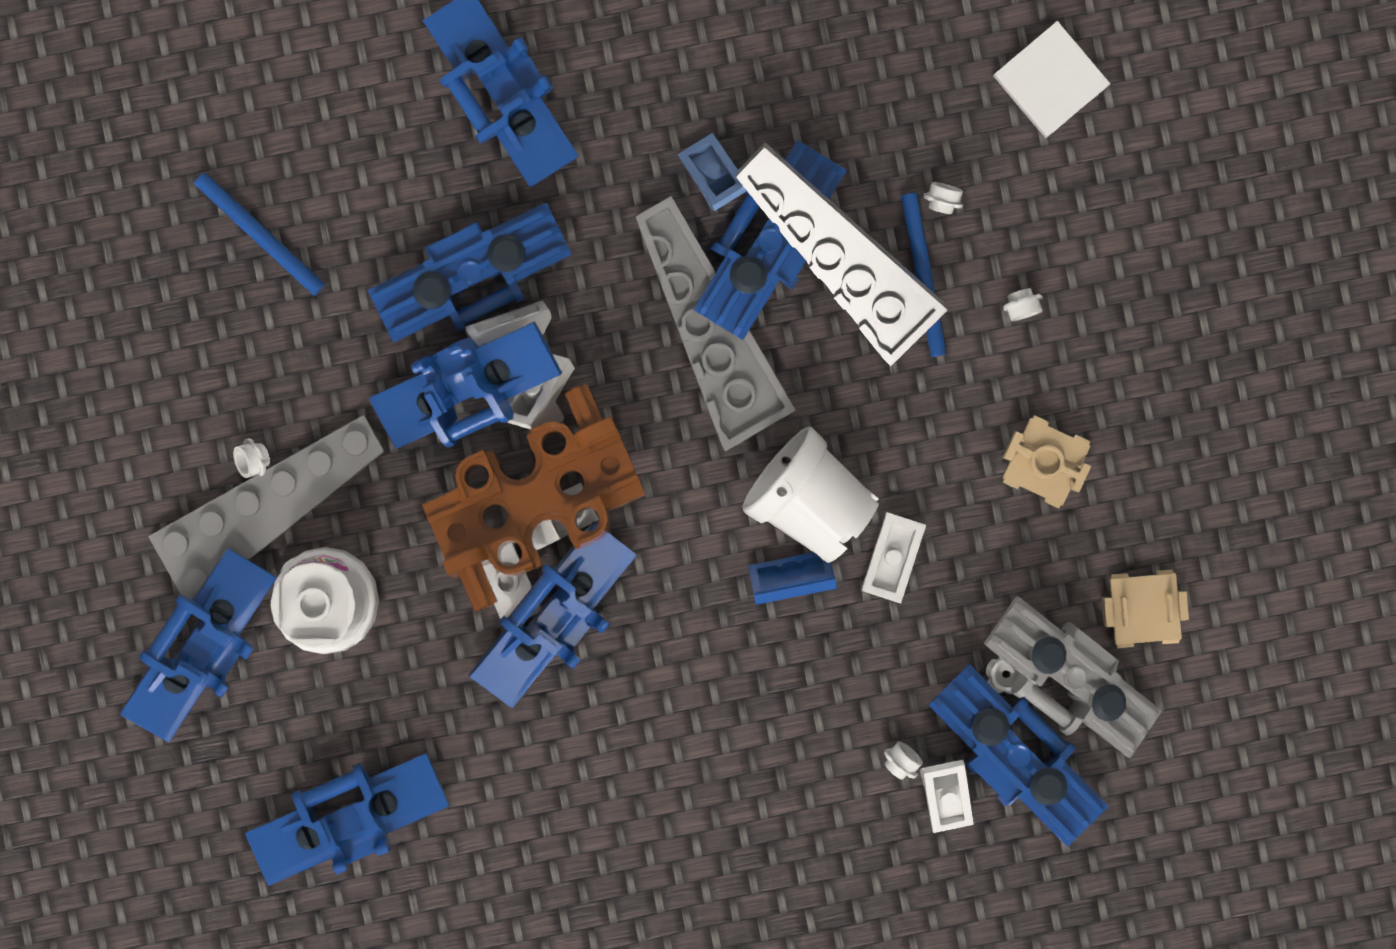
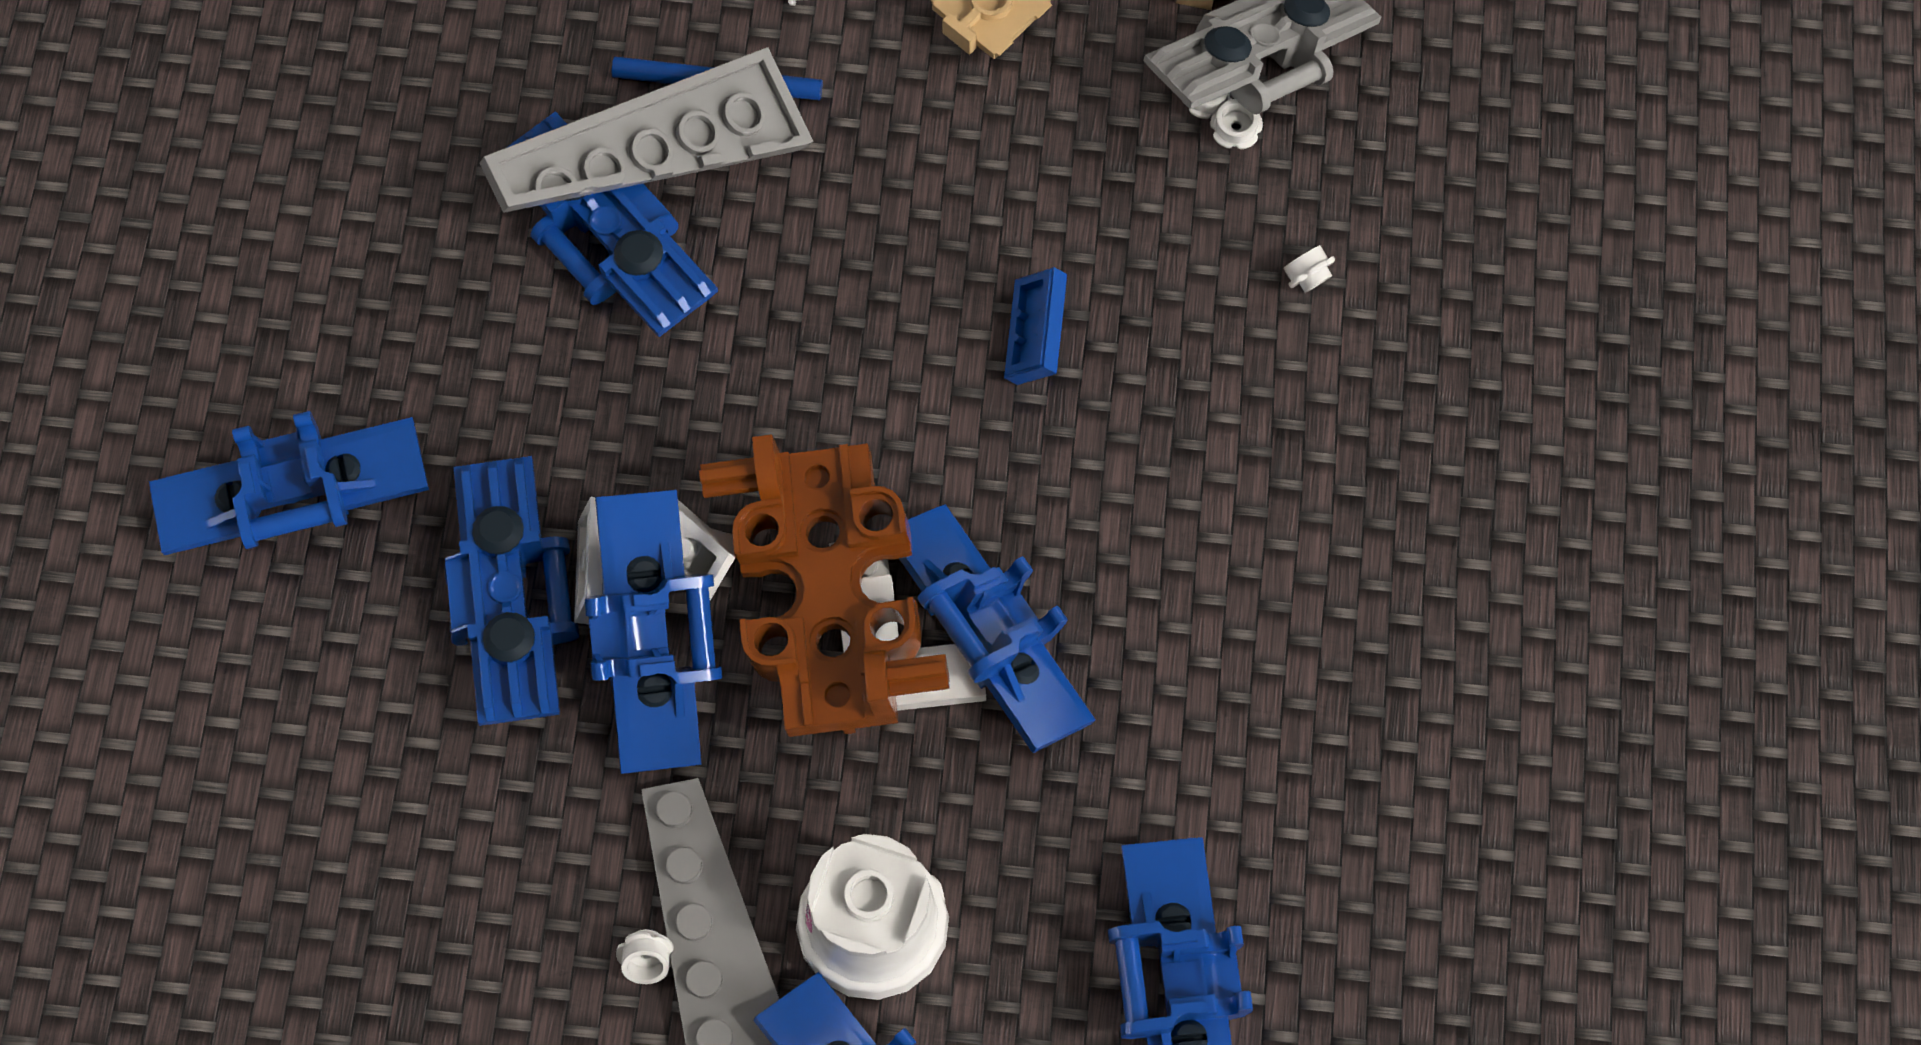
camera: 70 degrees left, 20 degrees down
(259, 234) = (350, 854): blue bar -> none
(712, 171) = (499, 261): medium blue slope -> none
(730, 371) = (751, 323): light grey wing -> none
(811, 497) = (940, 260): white piece -> none
(893, 557) = (1050, 206): white plate -> none
(944, 197) = (632, 26): white plate -> none
(947, 796) = (1366, 223): white slope -> none
(1008, 765) = (1347, 144): blue piece -> none

